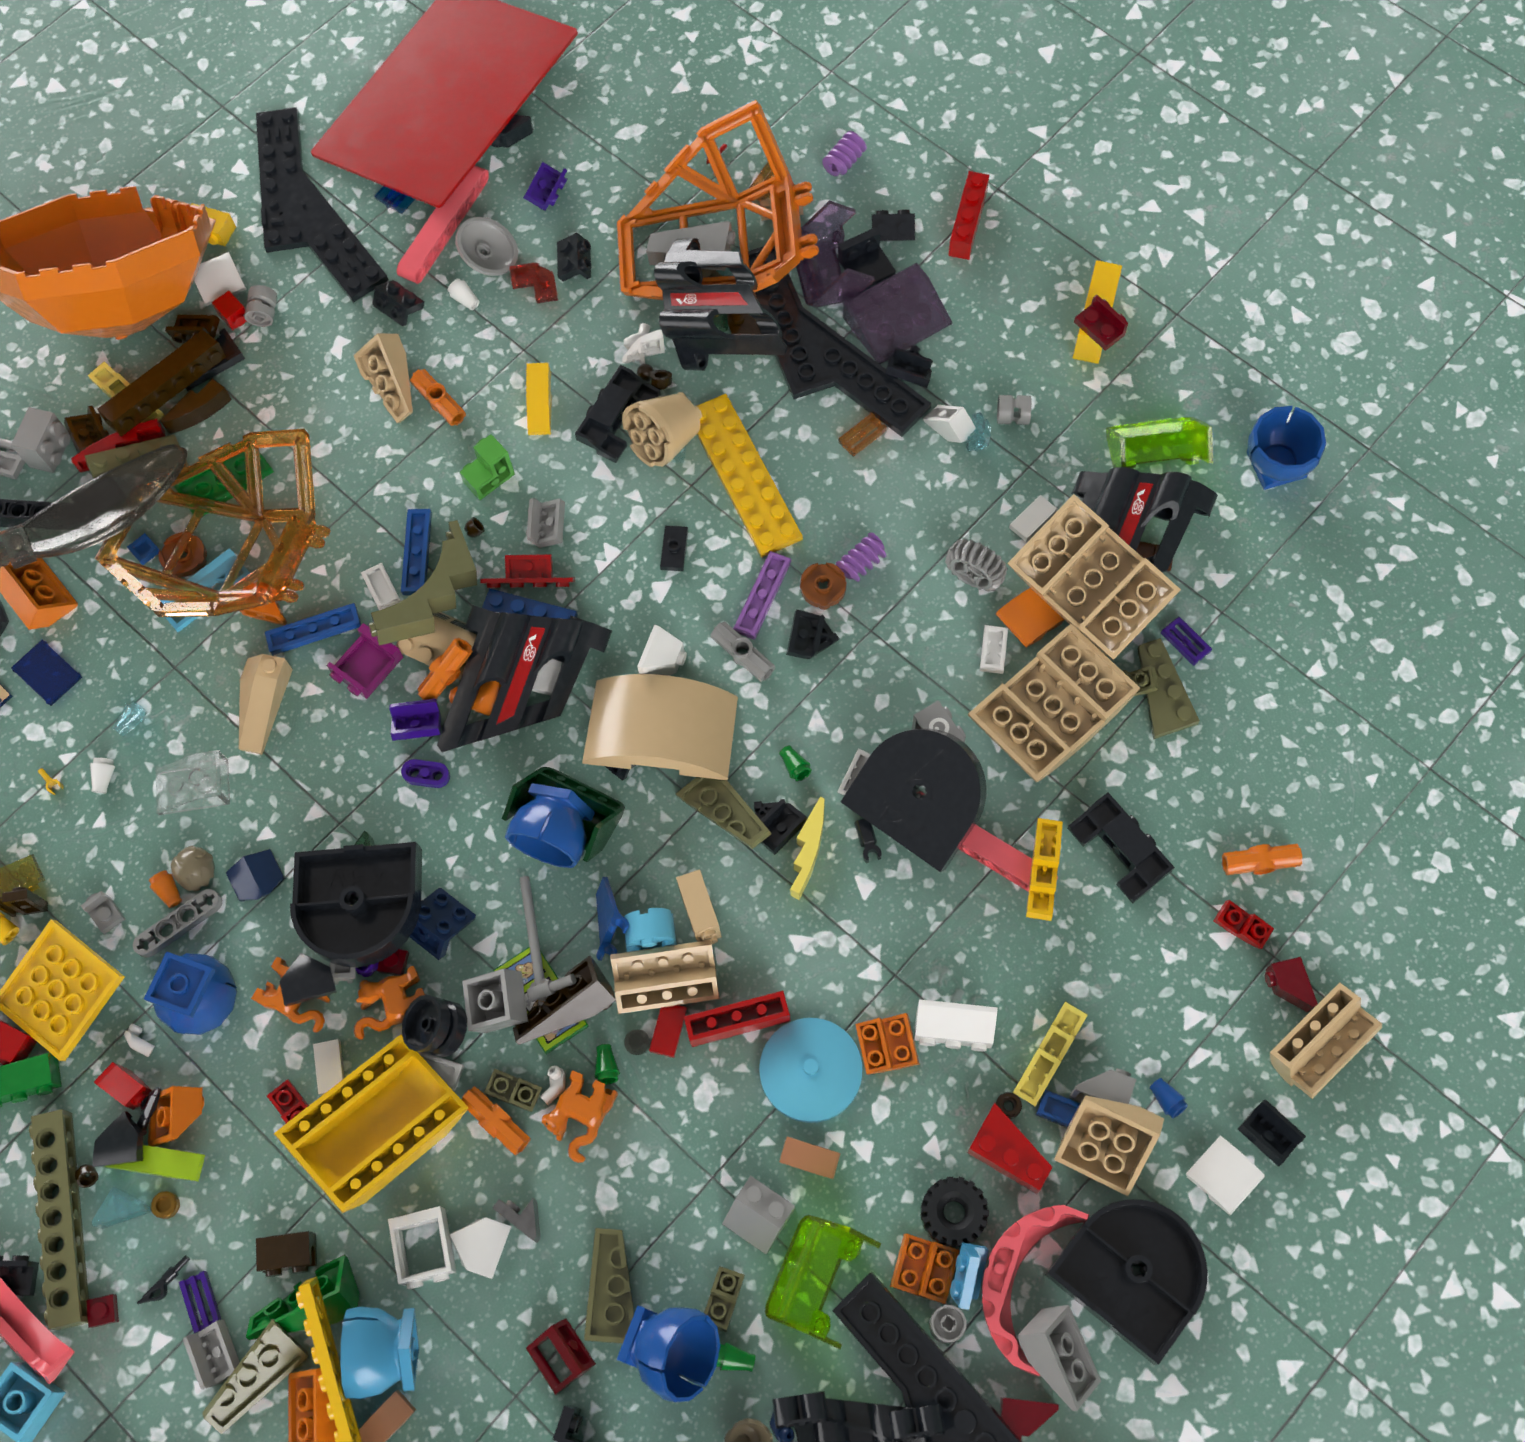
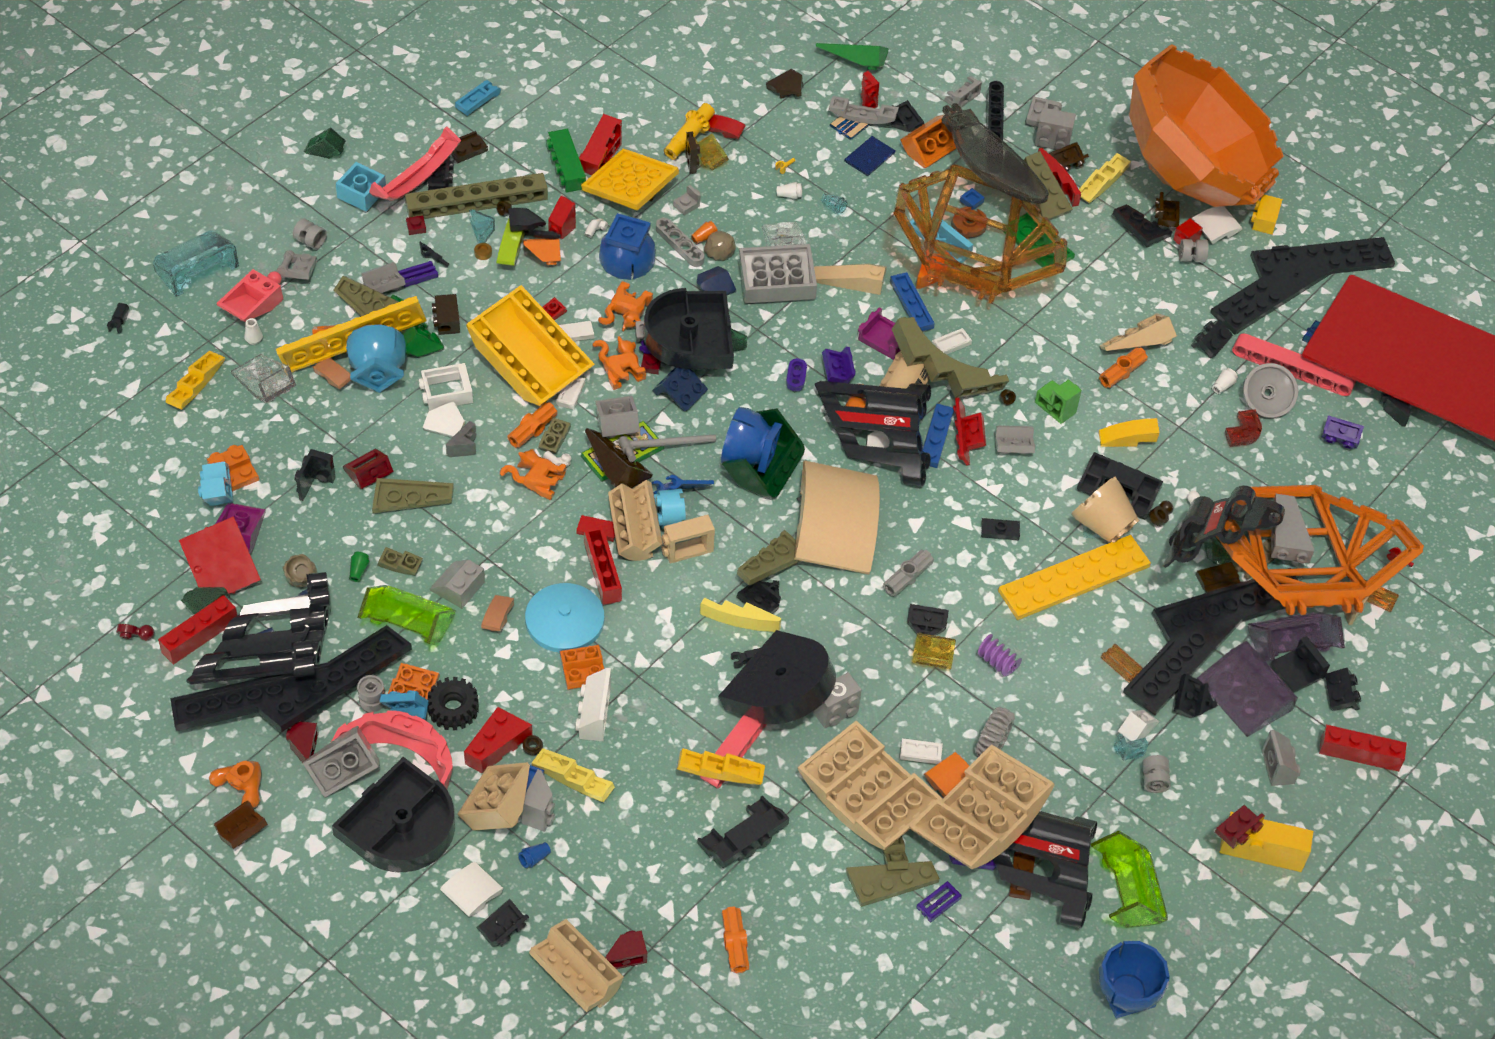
camera: 80 degrees right, 15 degrees down
(161, 383) = (1111, 192): dark brown brick -> none
(196, 407) = (1097, 219): dark brown slope -> none
(255, 790) = (777, 273): none -> light grey slope
(306, 981) = (631, 306): black slope -> none
(416, 550) = (989, 360): blue plate -> none
(434, 1026) = (599, 381): black wheel -> none
(445, 669) = (877, 375): orange piece -> none
(573, 257) = (1272, 455): black bracket -> none
(606, 1066) = (570, 489): green cone -> none
(637, 1042) = (588, 508): clear smoke plate -> none
(645, 346) = (1181, 497): white slope -> none
(662, 654) = (898, 512): white slope -> none
(672, 1346) = (362, 516): blue plate -> none
(762, 595) = (962, 590): medium lavender tile -> none
(795, 764) = (811, 608): green cone -> none
(823, 597) = (967, 638): dark orange plate -> none
(844, 154) = (1415, 652): medium lavender piece -> none
(858, 628) = (934, 651): none -> clear yellow bracket
(990, 292) = (1280, 759): none -> light grey slope
(1033, 518) = (1060, 794): white tile -> none
(1243, 925) = (679, 923): red slope -> none

